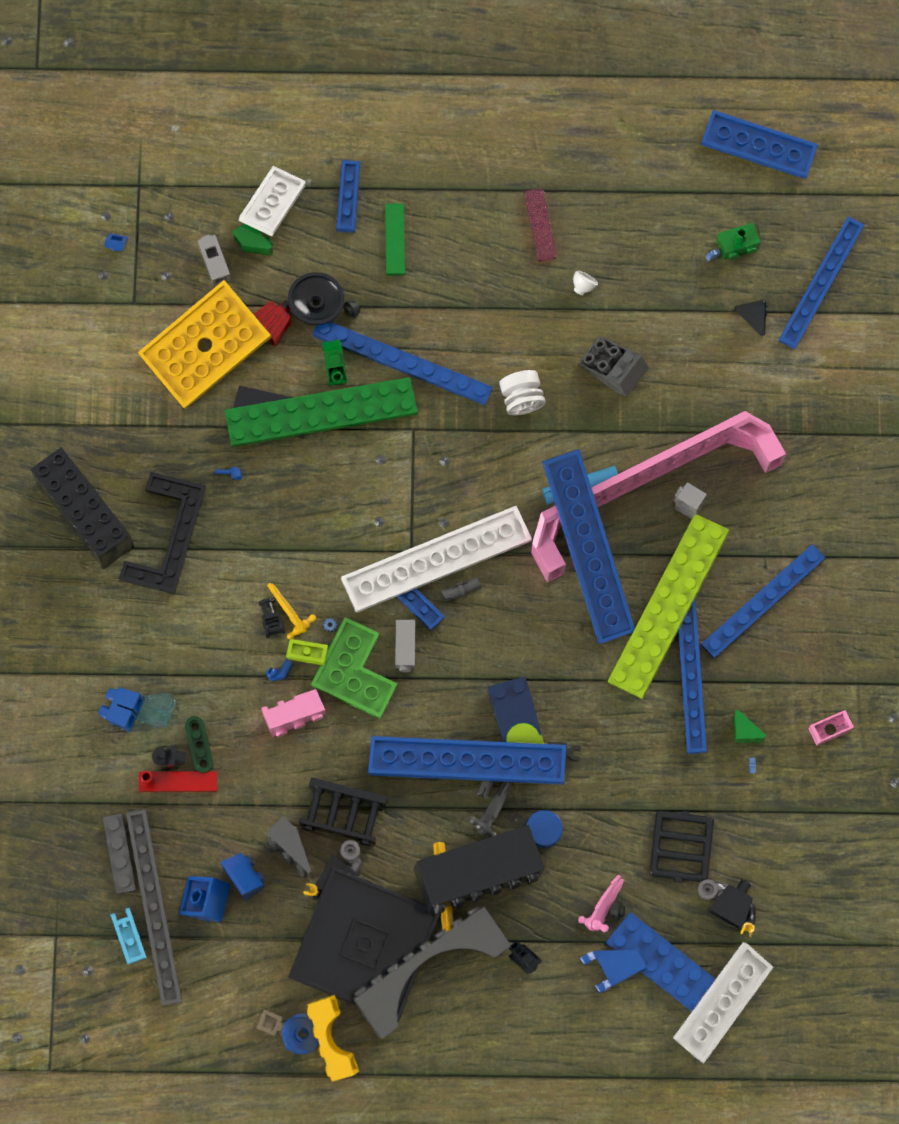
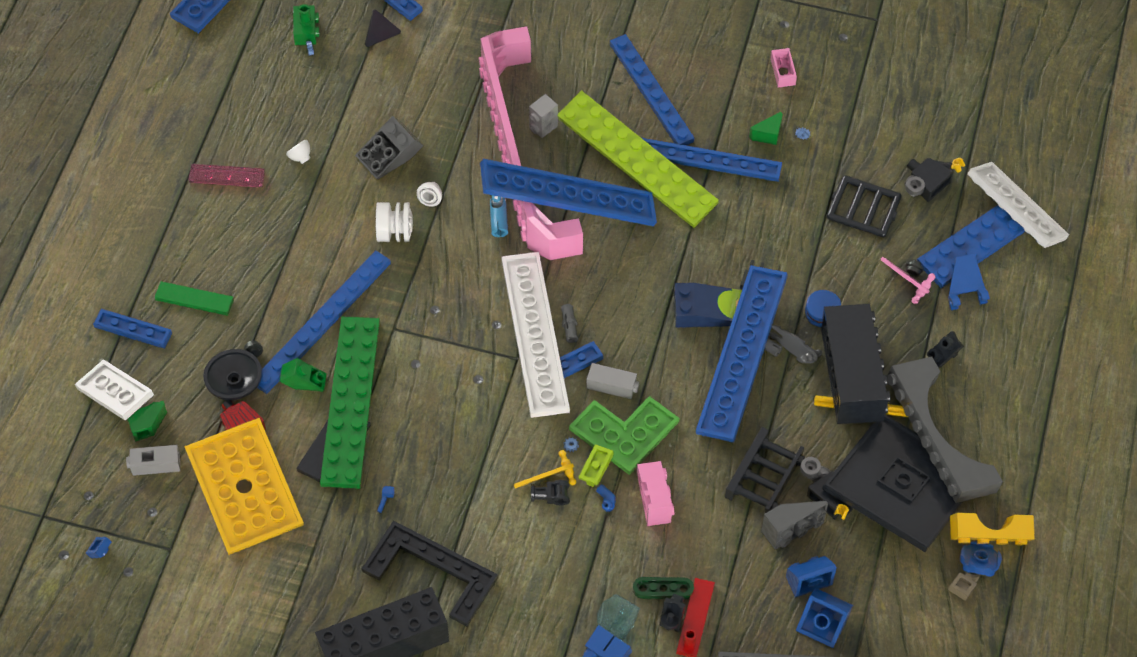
camera: 75 degrees left, 15 degrees down
(571, 418) = (429, 194): none -> white brick

